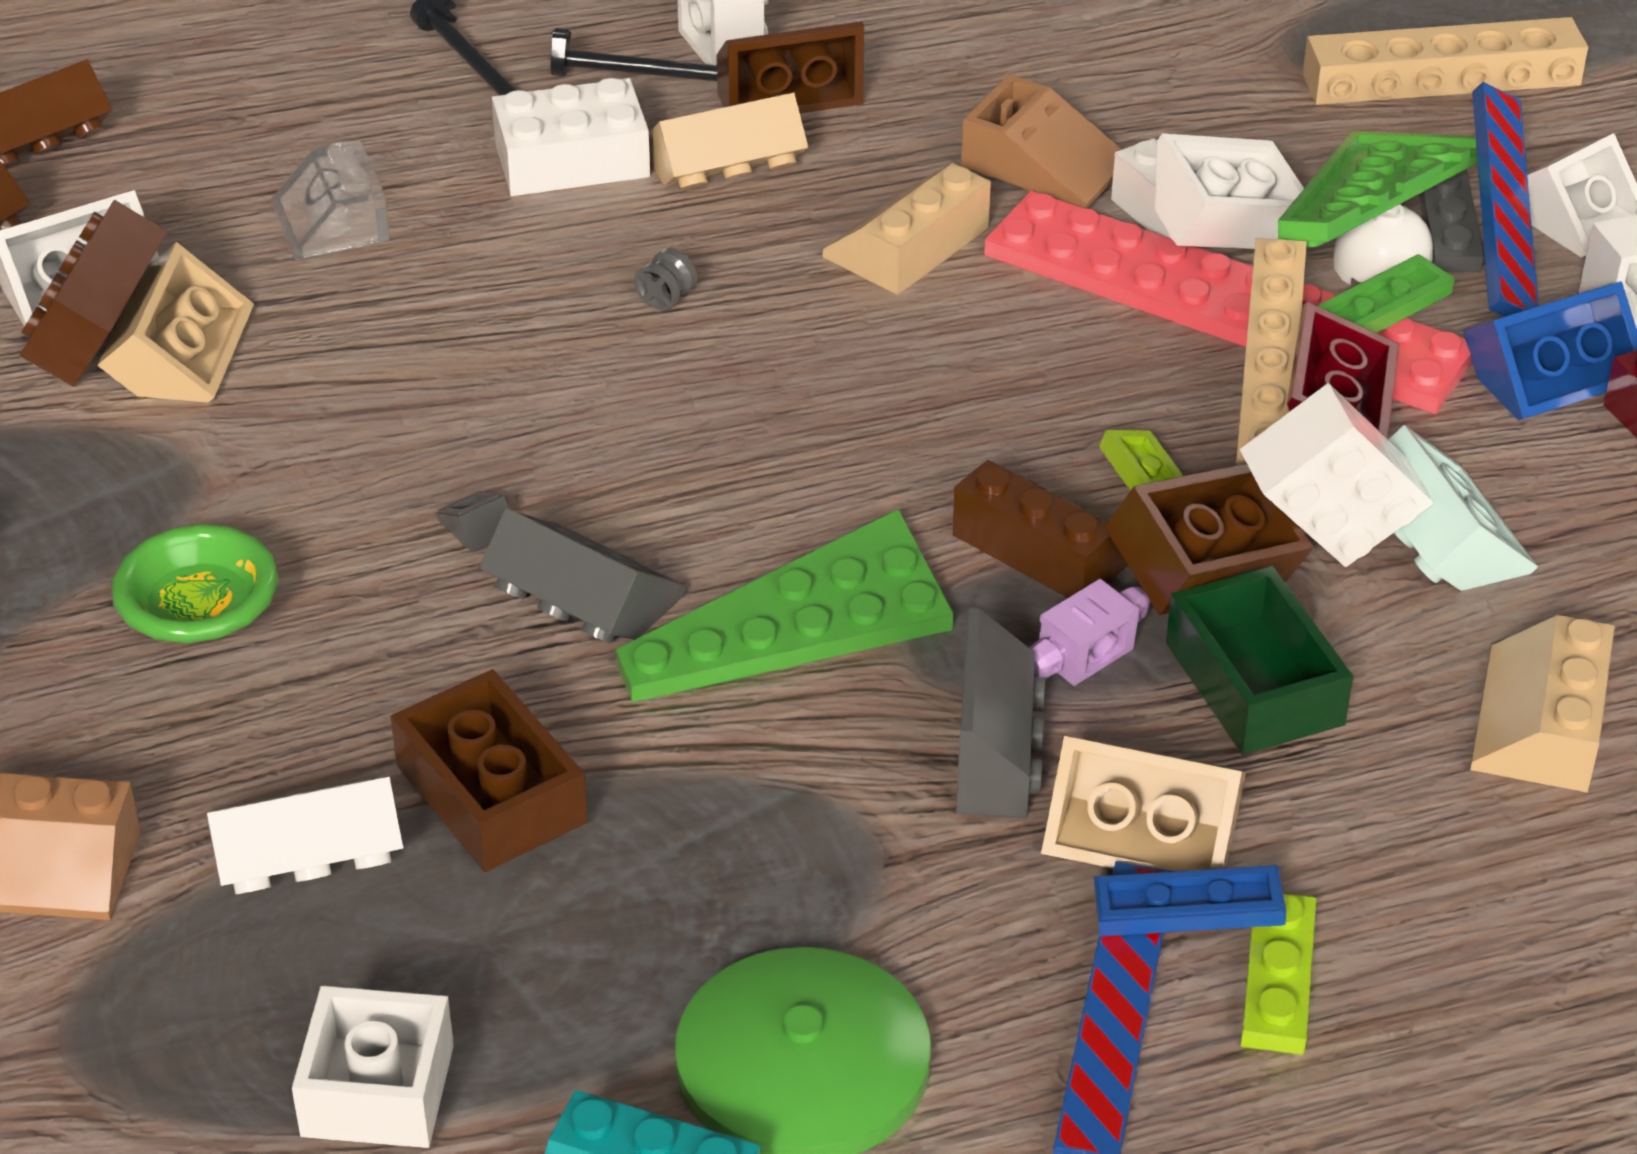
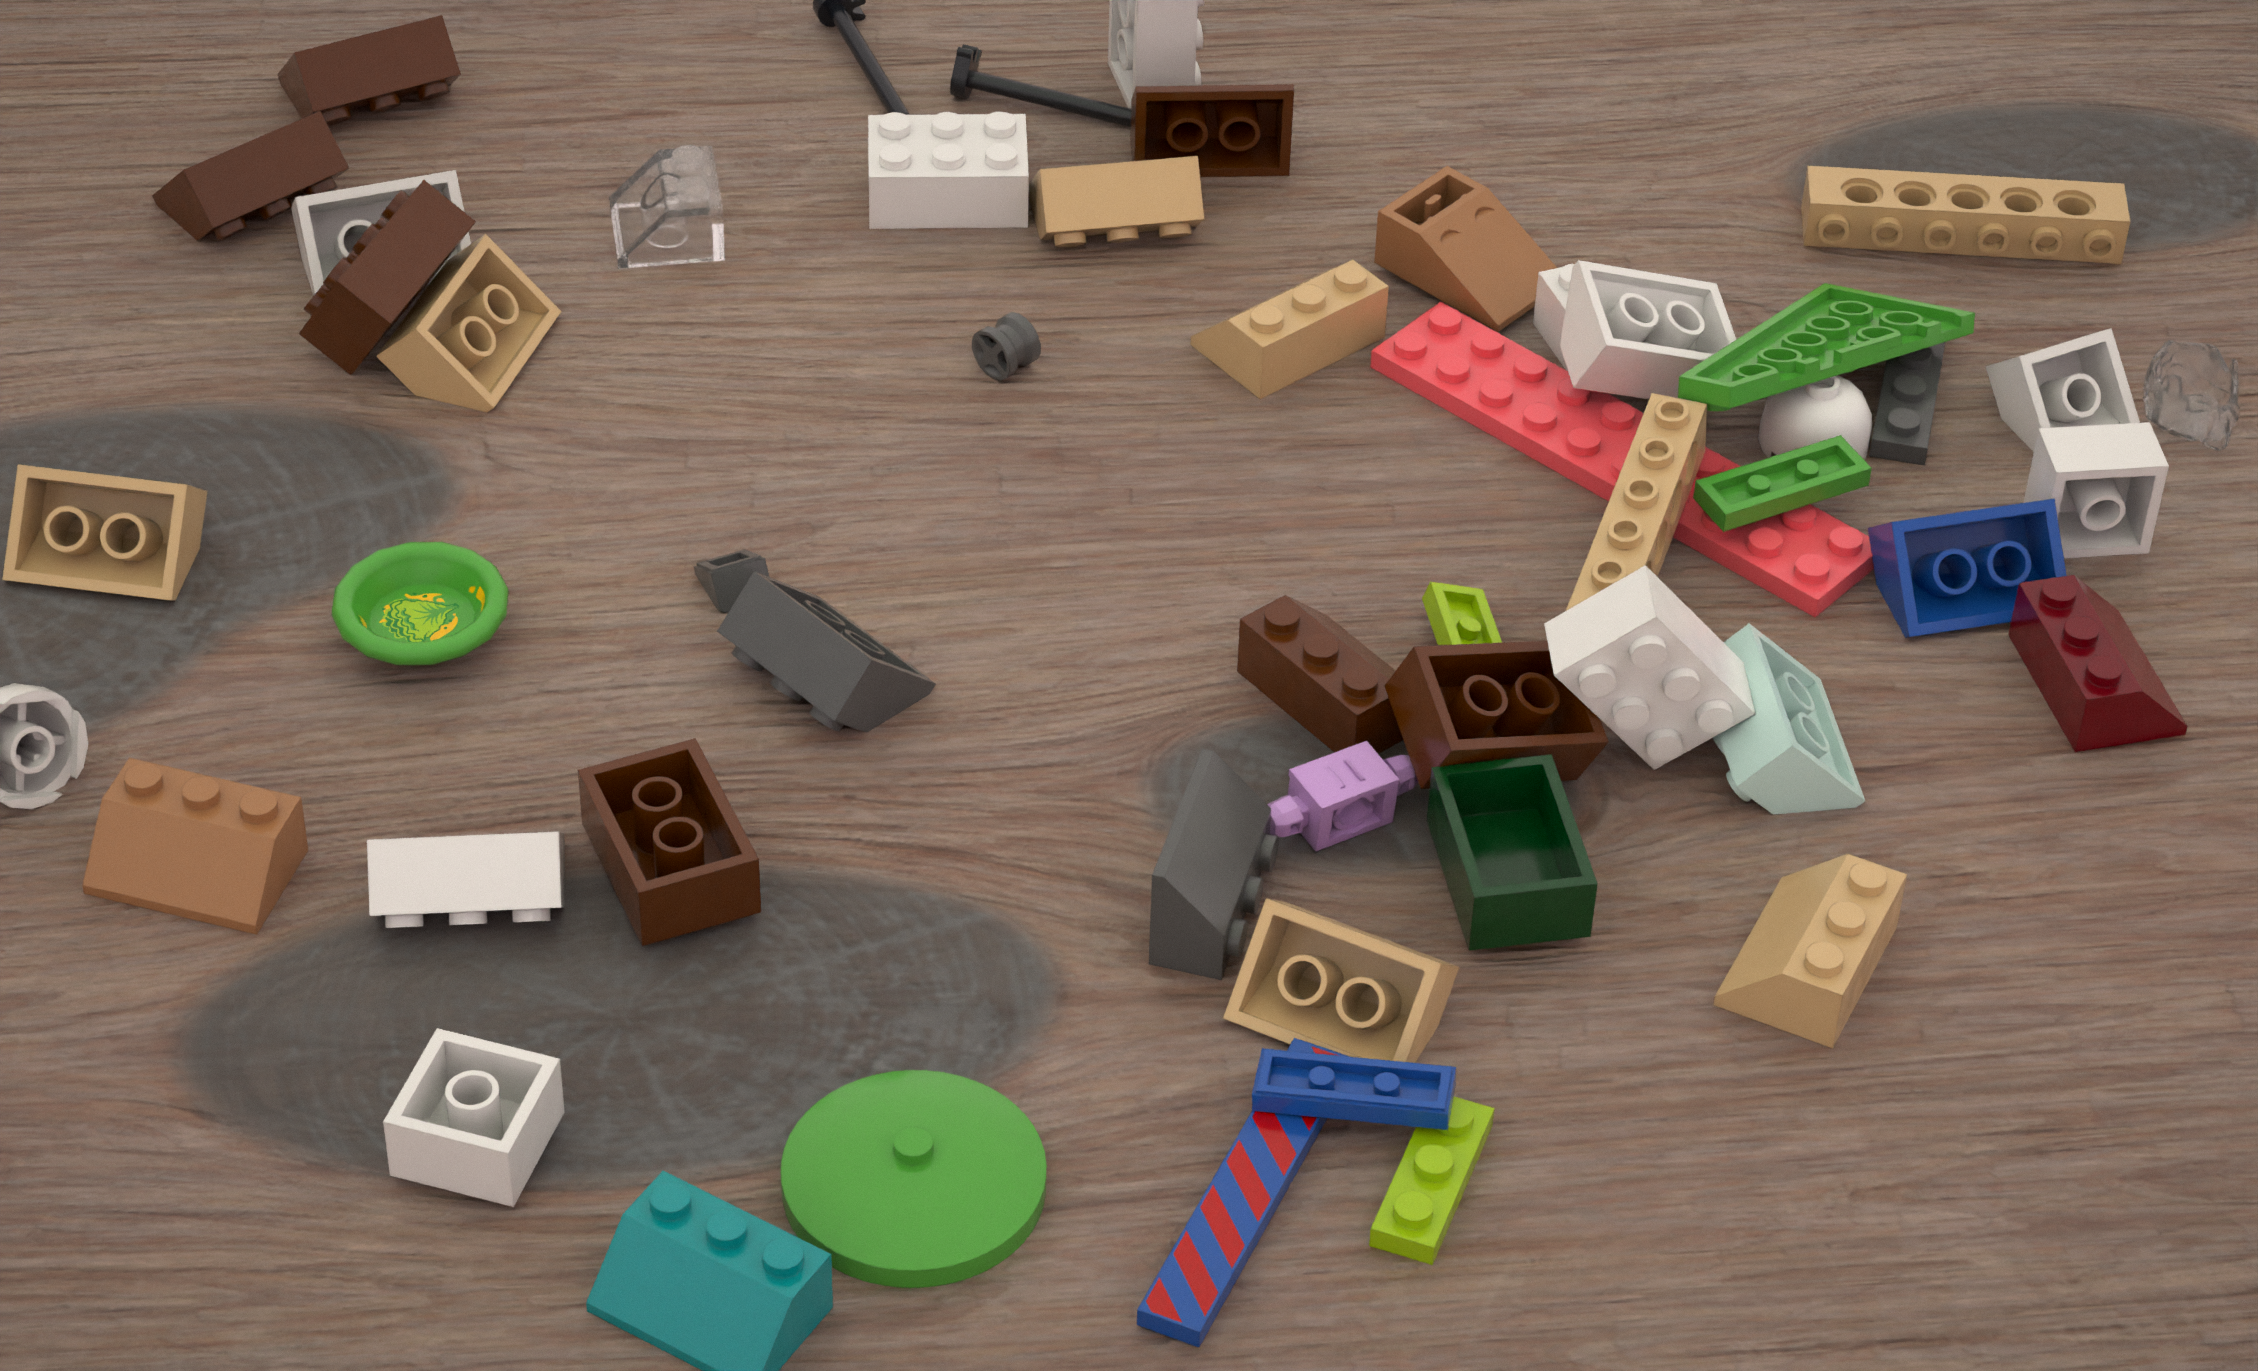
camera: 10 degrees right, 0 degrees up
(826, 604) = (1079, 724): bright green wing -> none
(1349, 359) = (1707, 553): dark red slope -> none
(1504, 201) = (1964, 387): blue tile -> none

